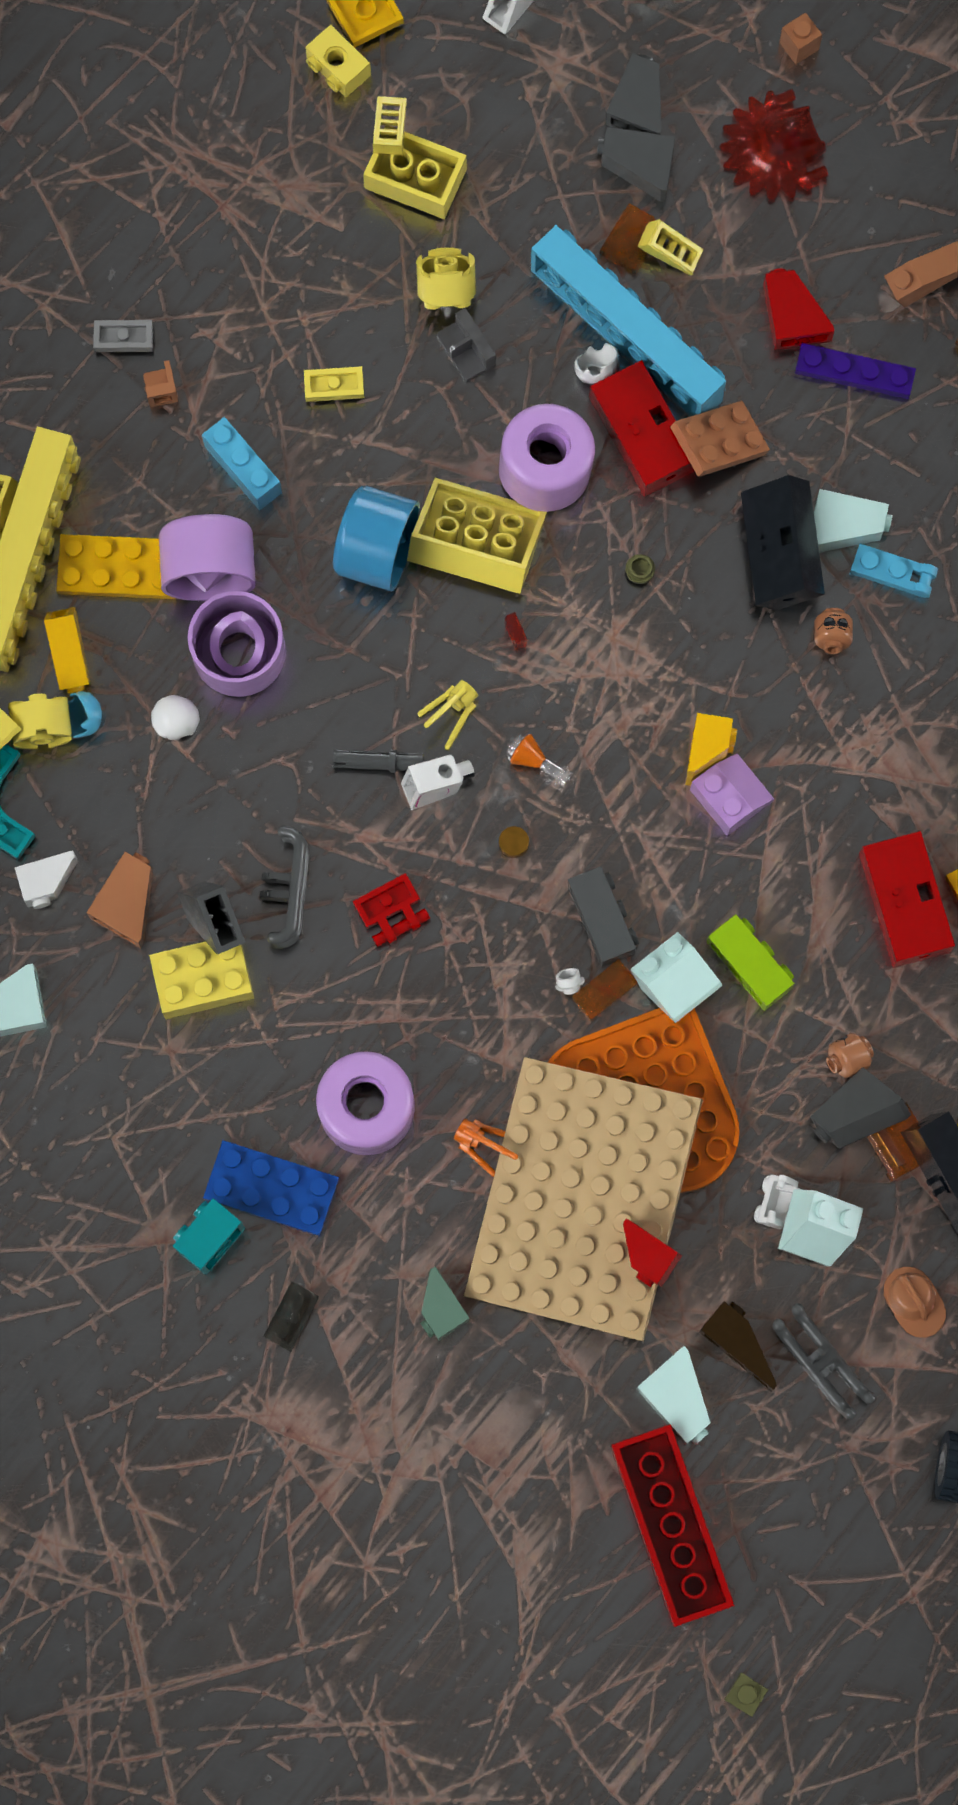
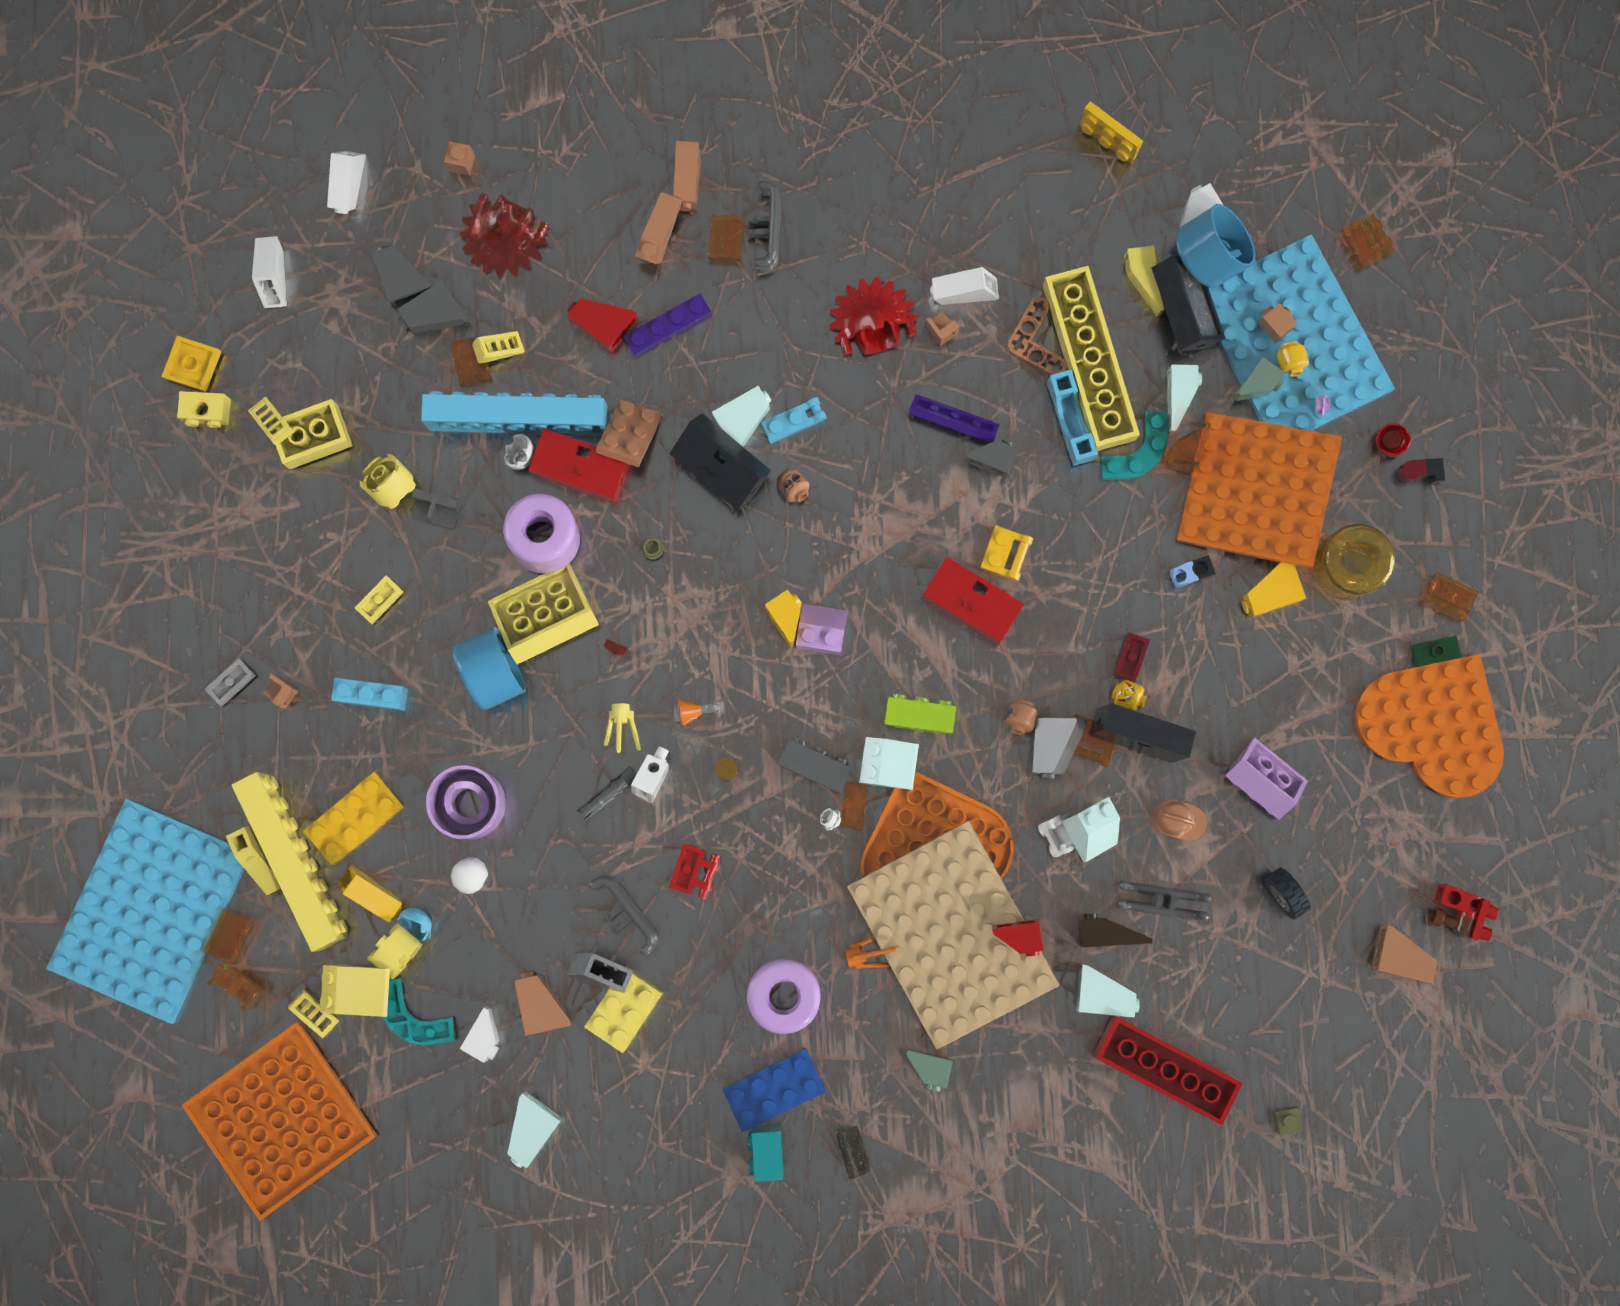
camera: 45 degrees left, 5 degrees up
(206, 556) = (402, 769): lavender piece -> none

